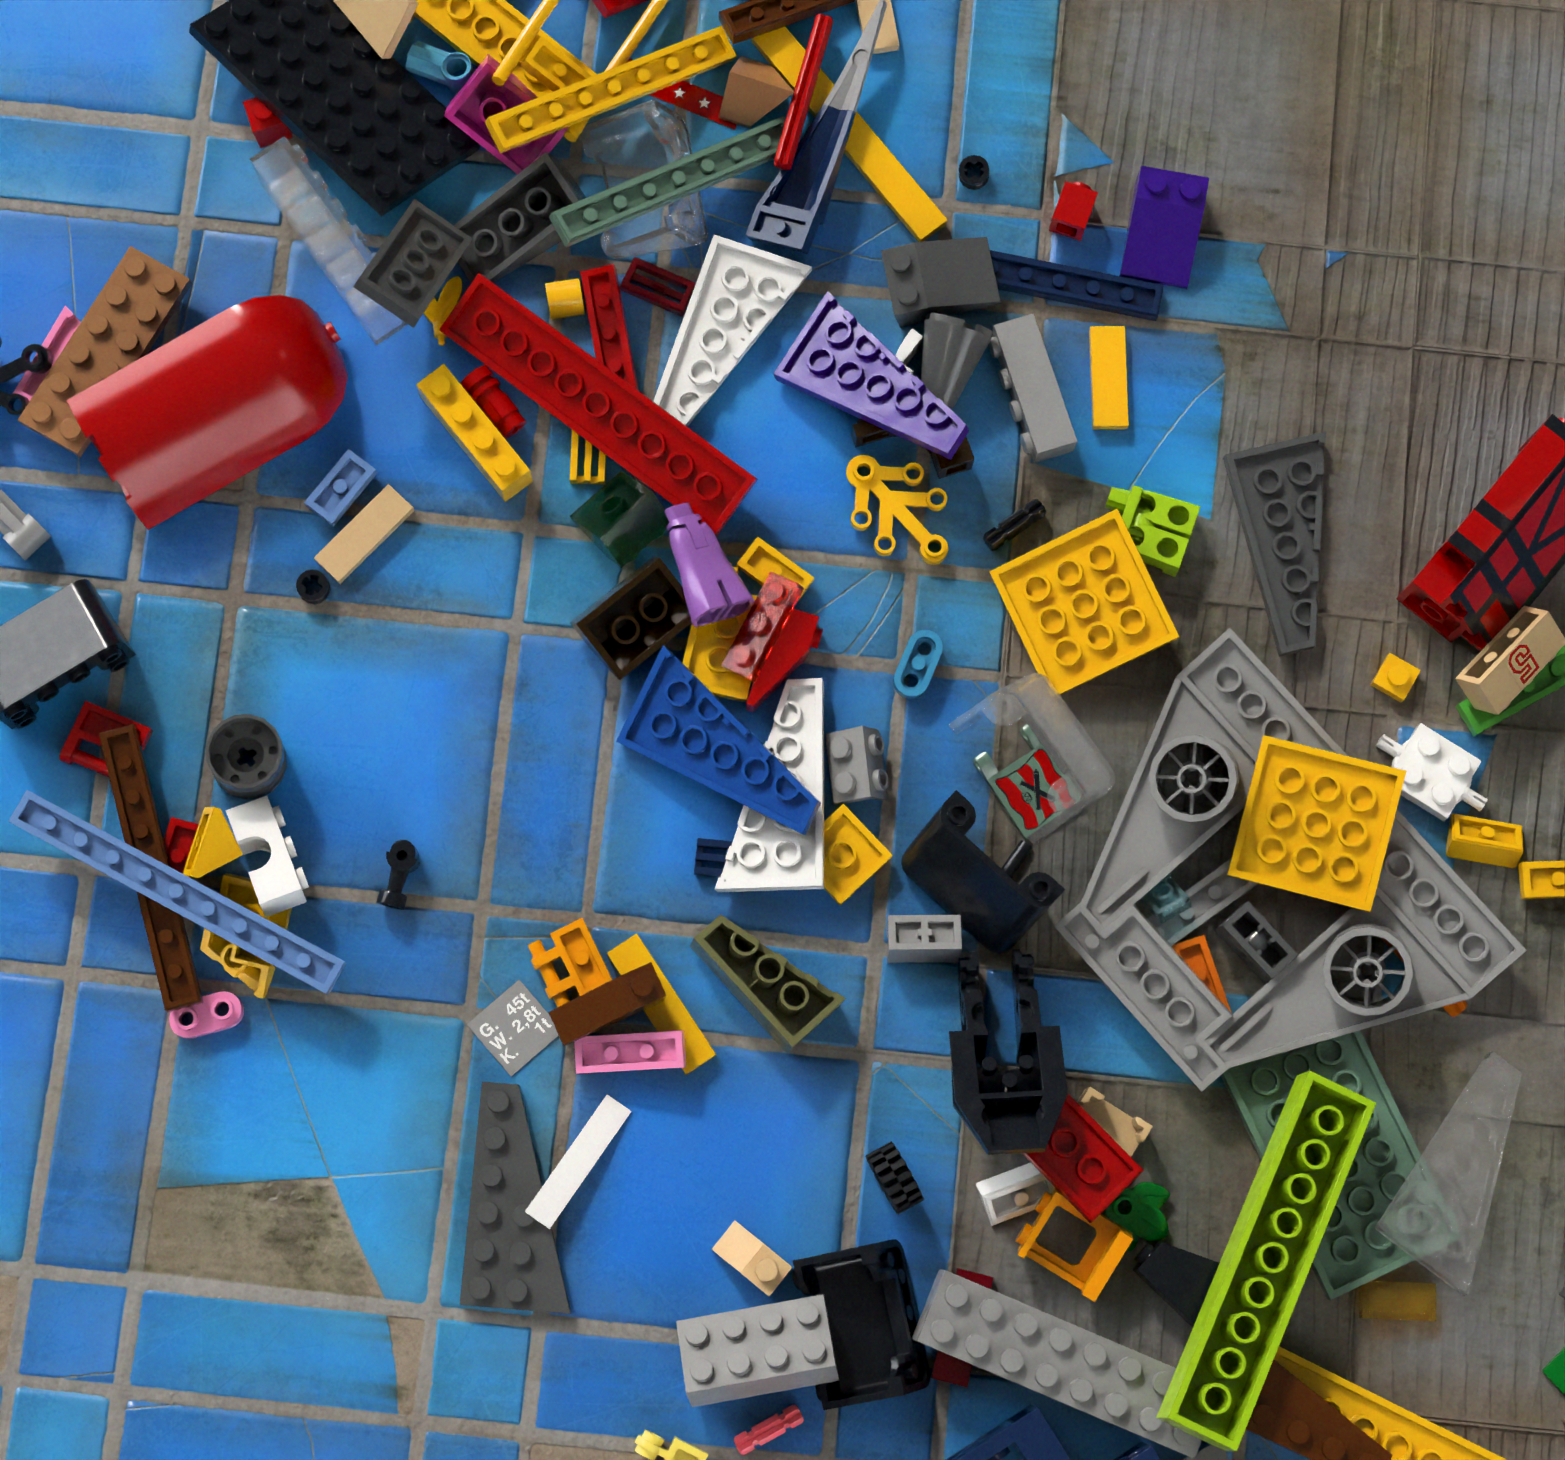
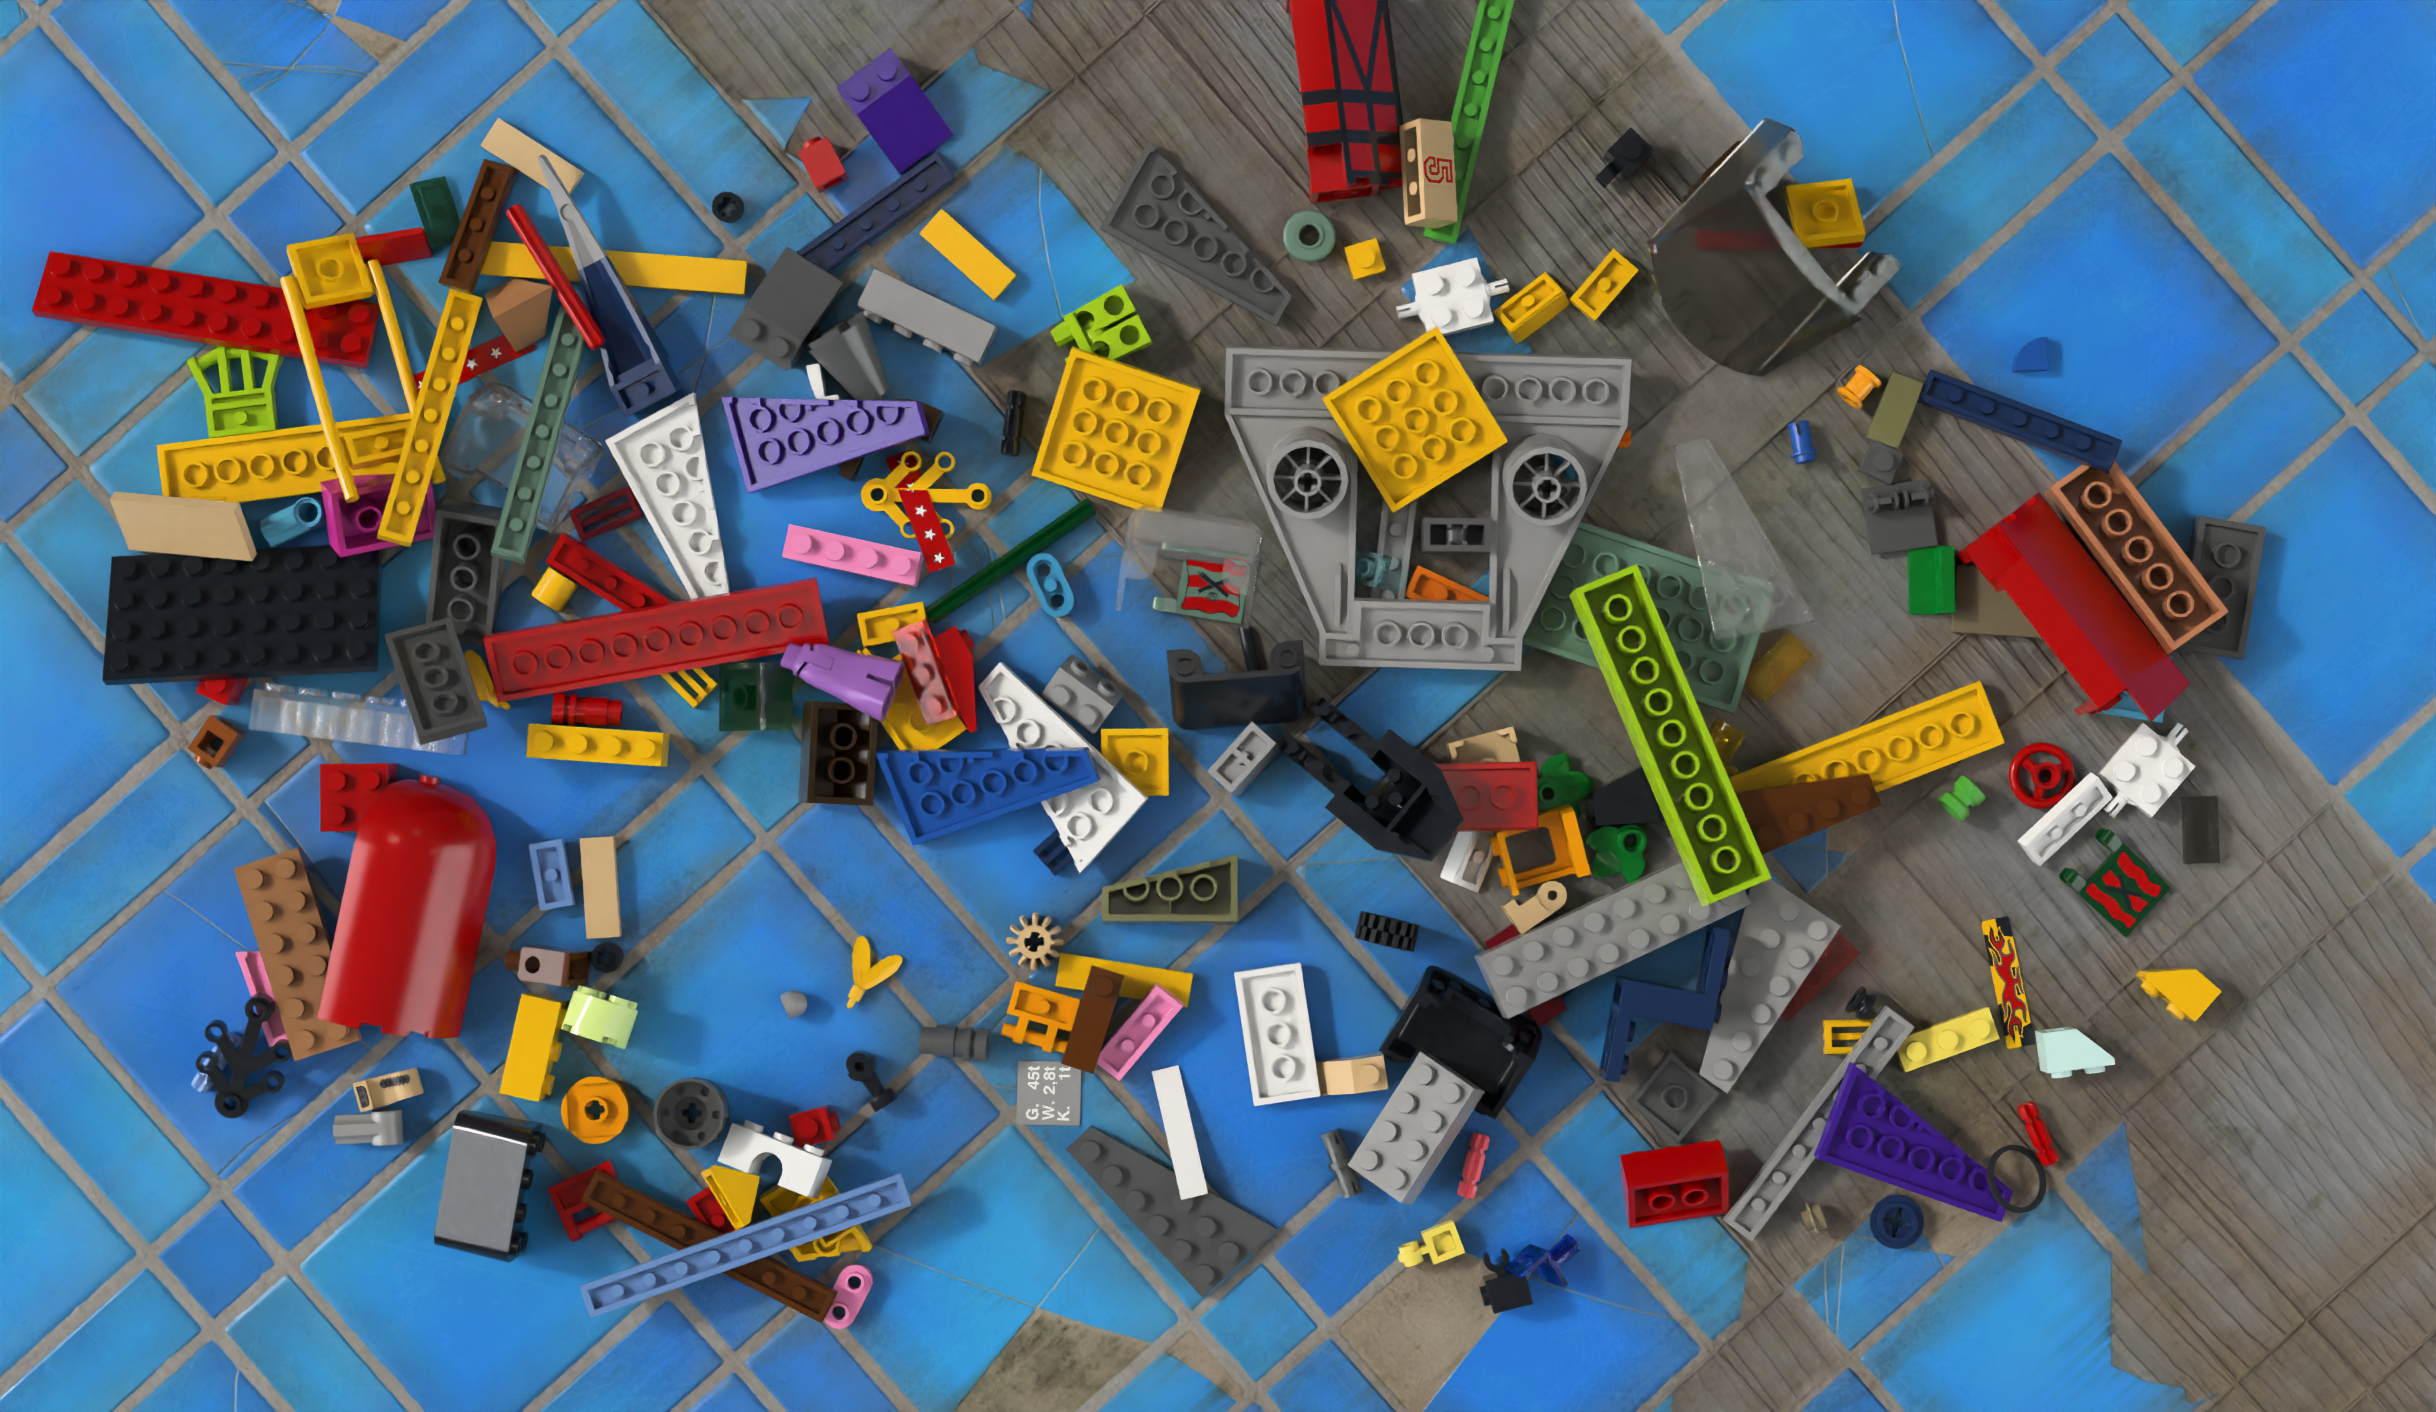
camera: 45 degrees left, 10 degrees up
(57, 511) = (387, 1089): none -> tan leg
(183, 663) = (581, 1123): none -> light orange plate
(191, 592) = (534, 1047): none -> yellow brick
(213, 144) = (203, 743): none -> dark orange brick
(261, 619) = (599, 1018): none -> yellowish green brick
(268, 274) = (349, 792): none -> red brick
(268, 547) = (550, 965): none -> torso
(322, 865) = (814, 1125): none -> red bracket
(406, 761) = (794, 1003): none -> light grey hinge
(478, 797) = (867, 977): none -> yellow piece
(487, 912) = (951, 1042): none -> dark grey axle
(628, 891) = (1027, 933): none -> tan gear
(674, 1311) = (1339, 1161): none -> dark grey pin
(729, 1166) = (1277, 1034): none -> white plate
(799, 494) = (853, 555): none -> bright pink brick
(877, 521) = (923, 518): none -> red sticker
(907, 617) = (1010, 561): none -> dark green axle
(1037, 1287) = (1545, 901): none -> tan leg
(1125, 1309) = (1613, 854): none -> green plate
(1304, 1316) = (1727, 741): none -> clear yellow bracket
(1383, 607) = (1312, 219): none -> sand green piece

